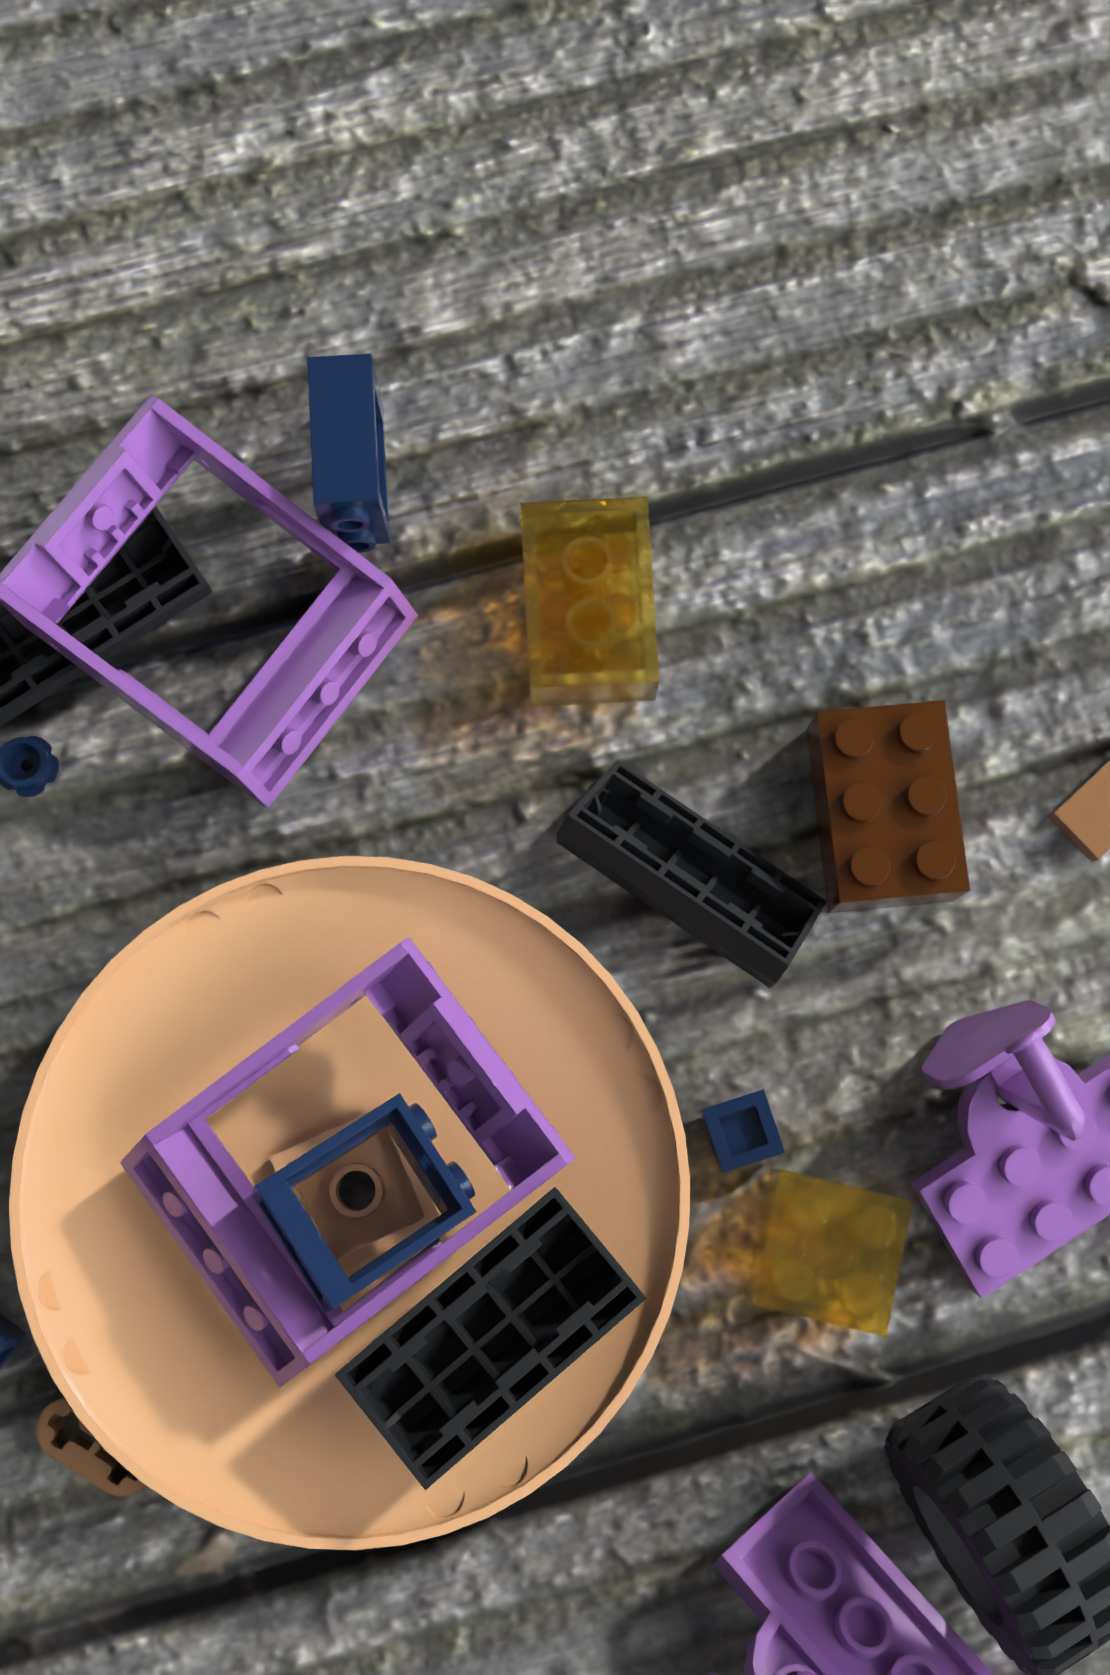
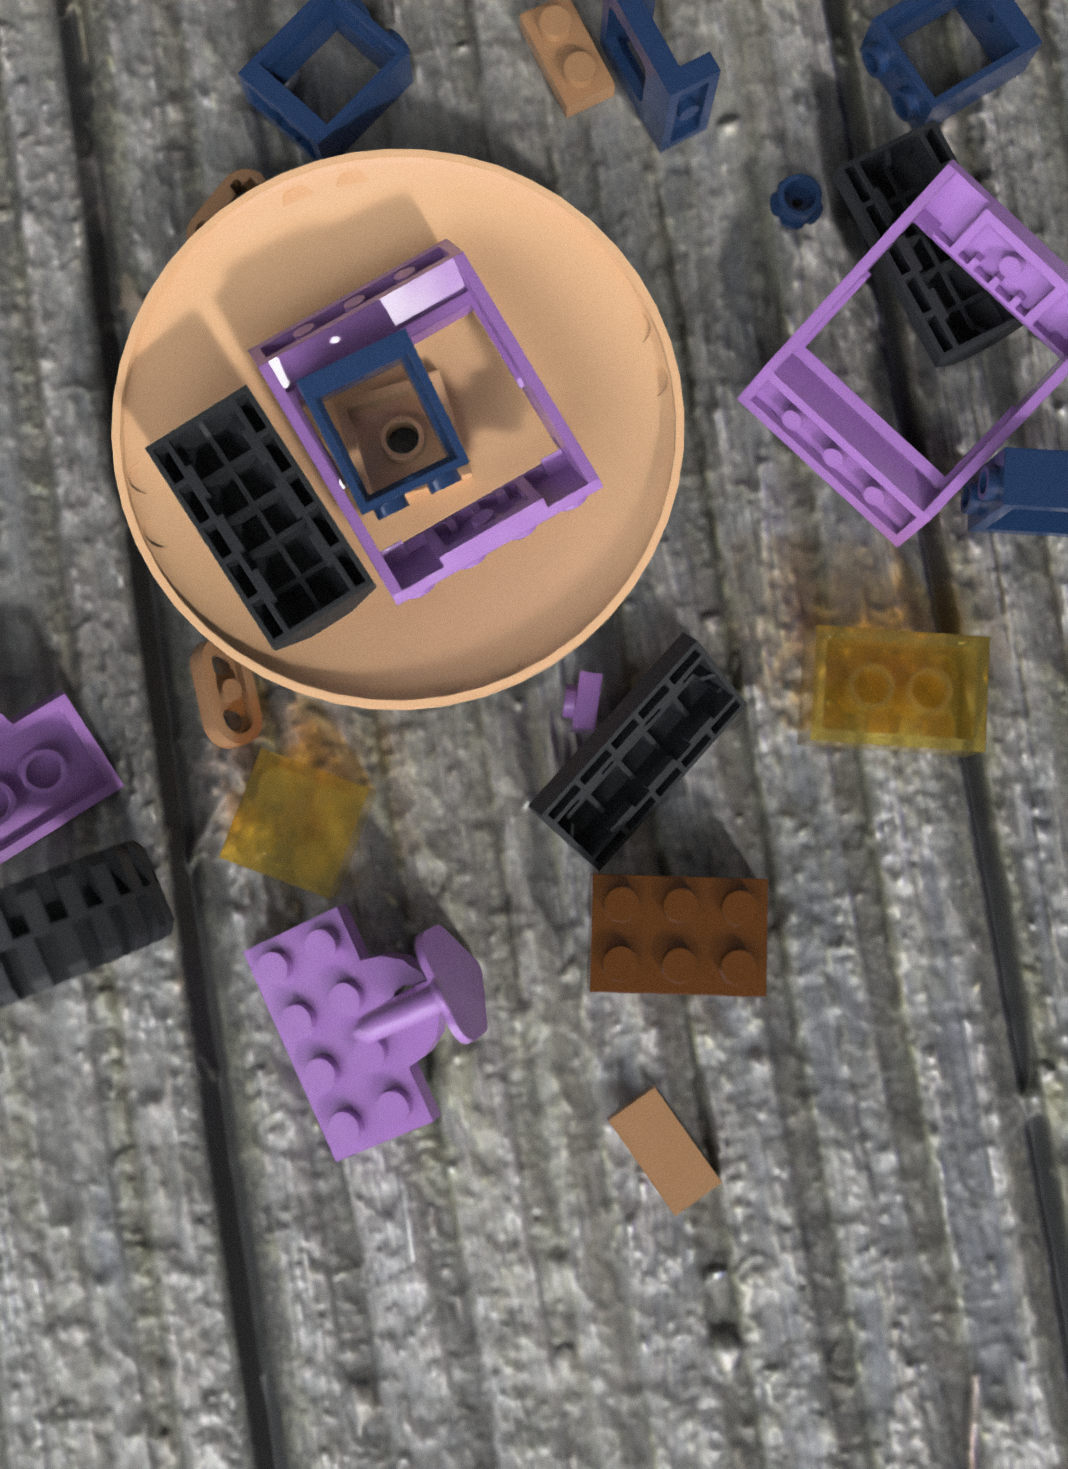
camera: 95 degrees right, 5 degrees up
(642, 940) = (582, 702): none -> medium lavender plate
(685, 1363) = (226, 693): none -> medium nougat plate
(742, 1131) = (409, 767): dark blue plate -> none

